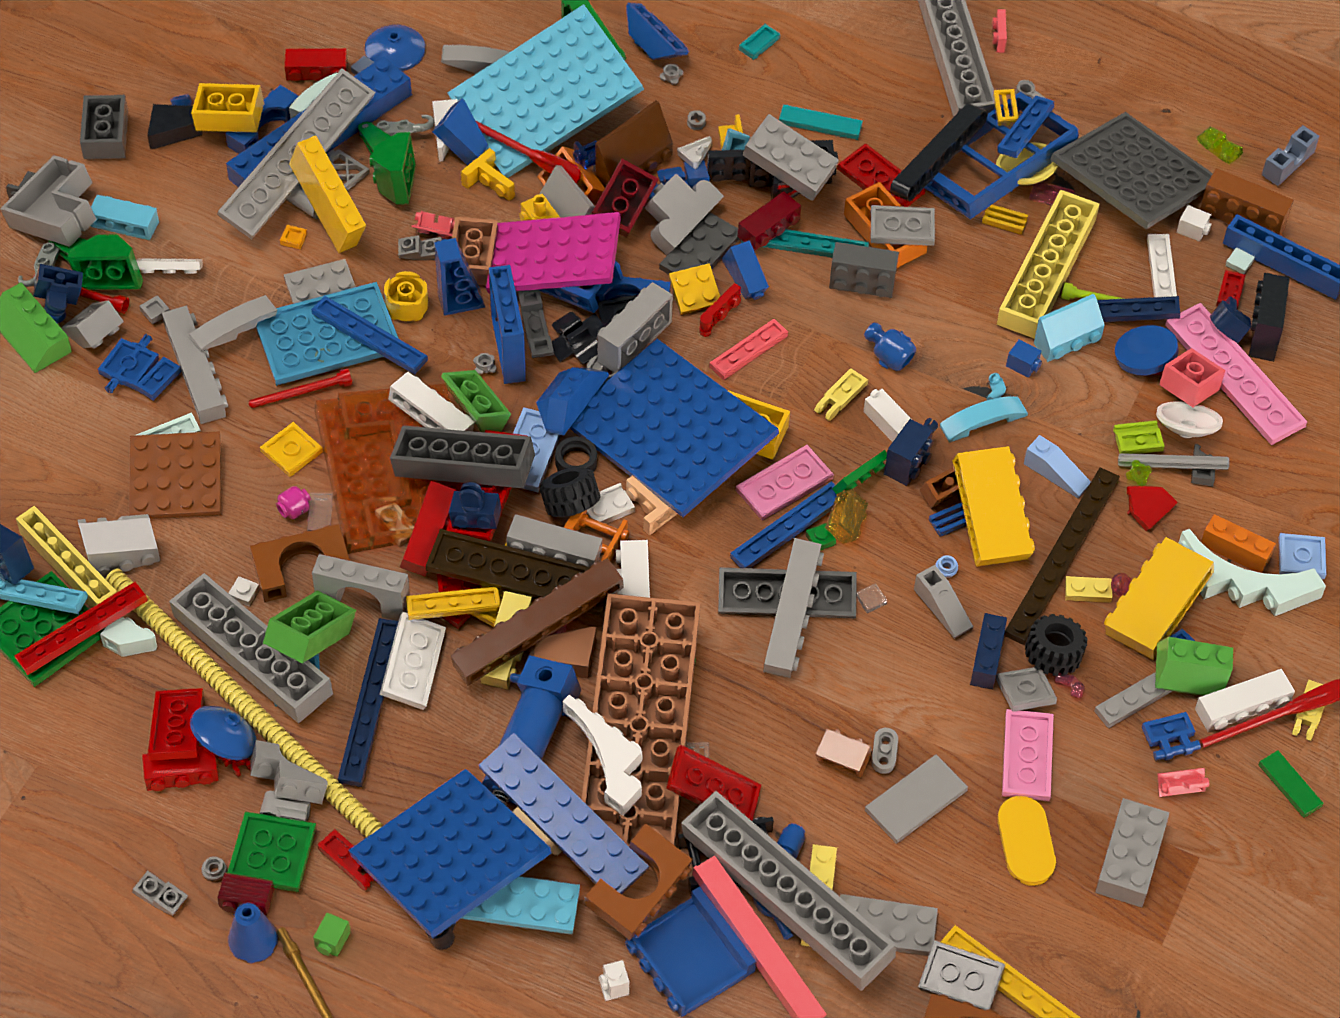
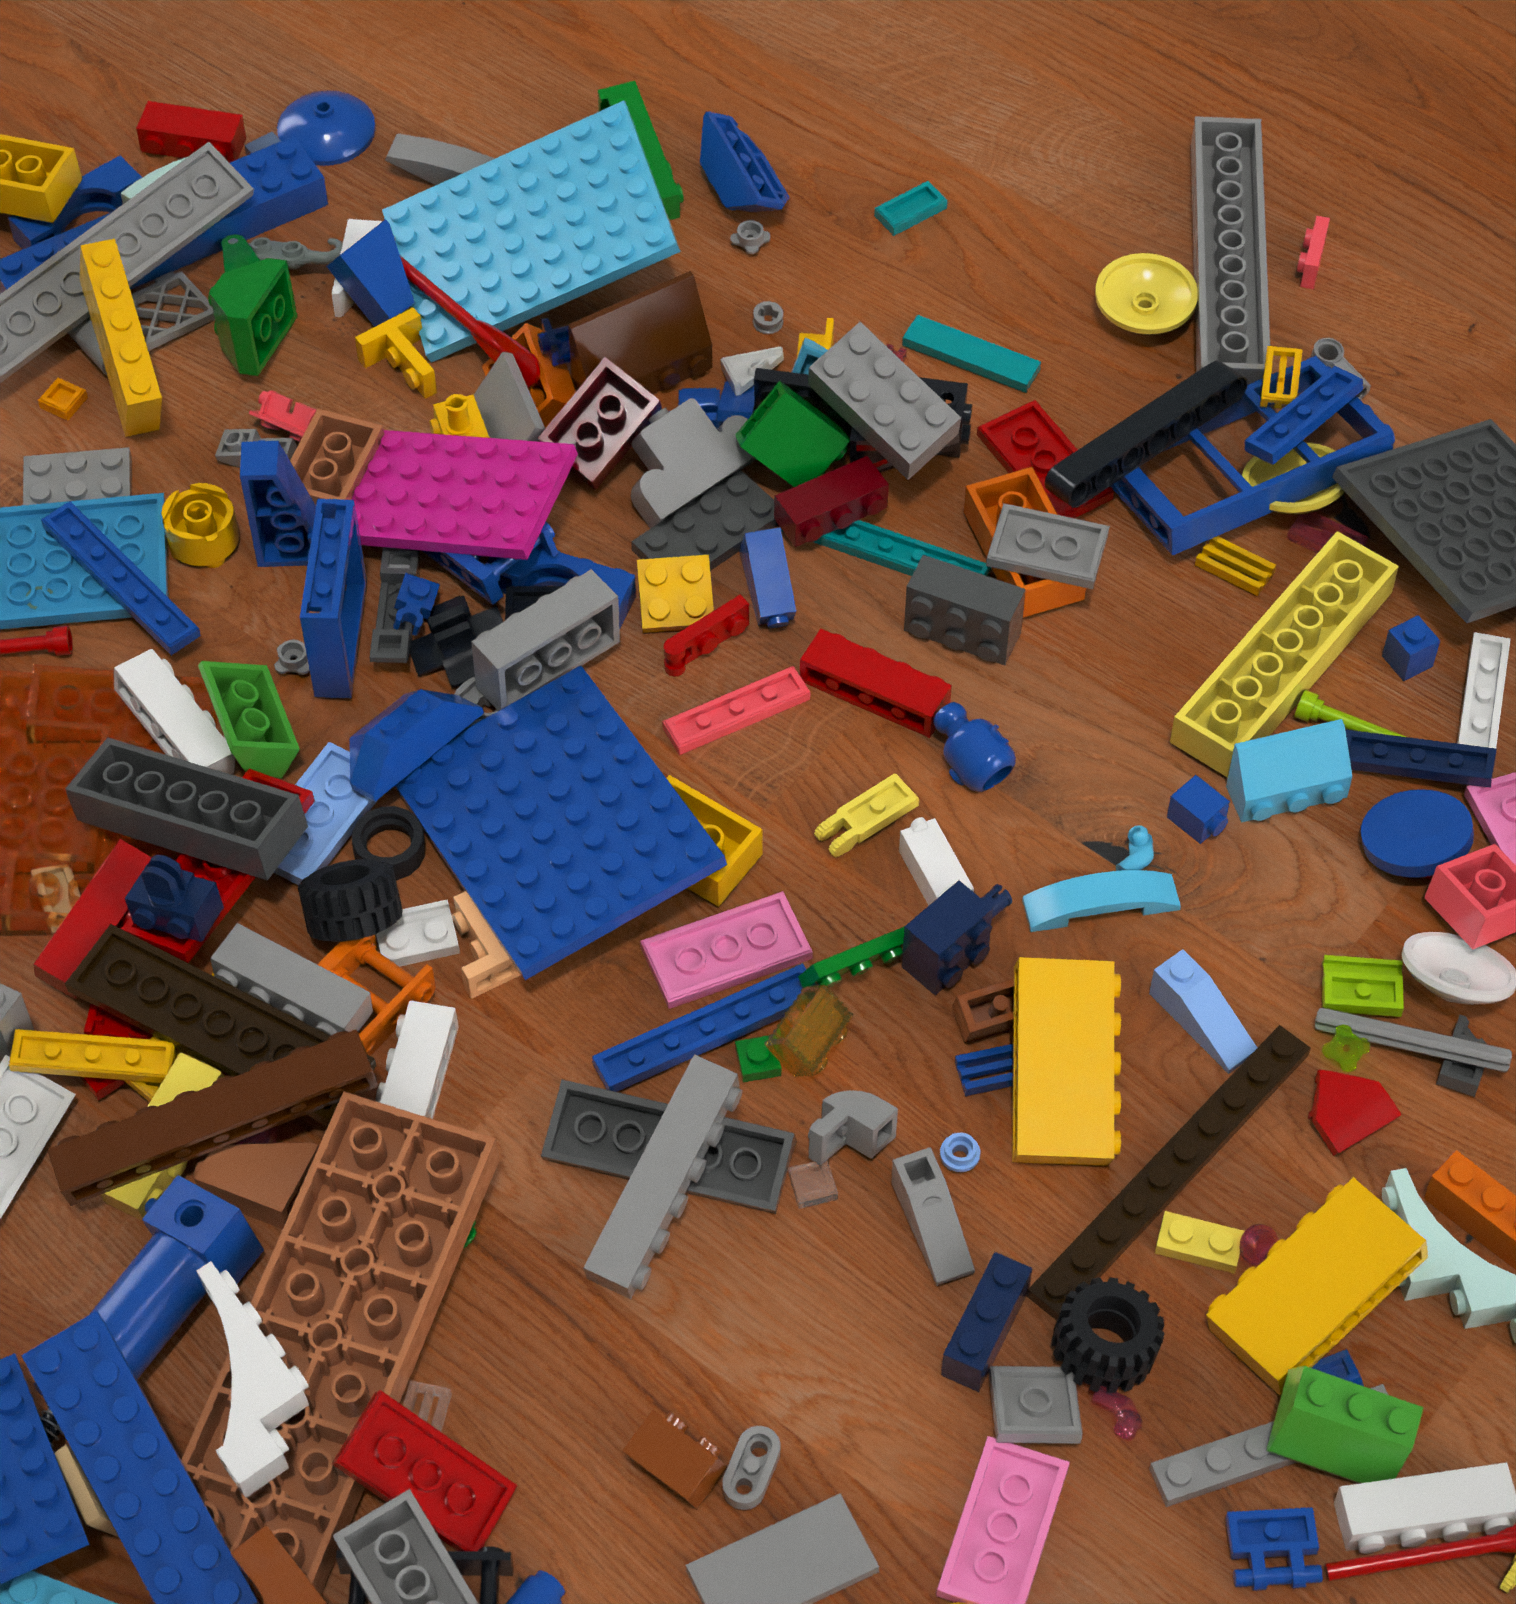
camera: 15 degrees right, 0 degrees up
(546, 318) = (415, 601): none -> blue plate
(738, 187) = (792, 437): none -> green brick
(824, 319) = (874, 682): none -> red brick
(885, 559) = (854, 1120): none -> light grey brick
(913, 70) = (1146, 293): none -> light yellow dish
(1116, 249) = (1410, 648): none -> blue brick

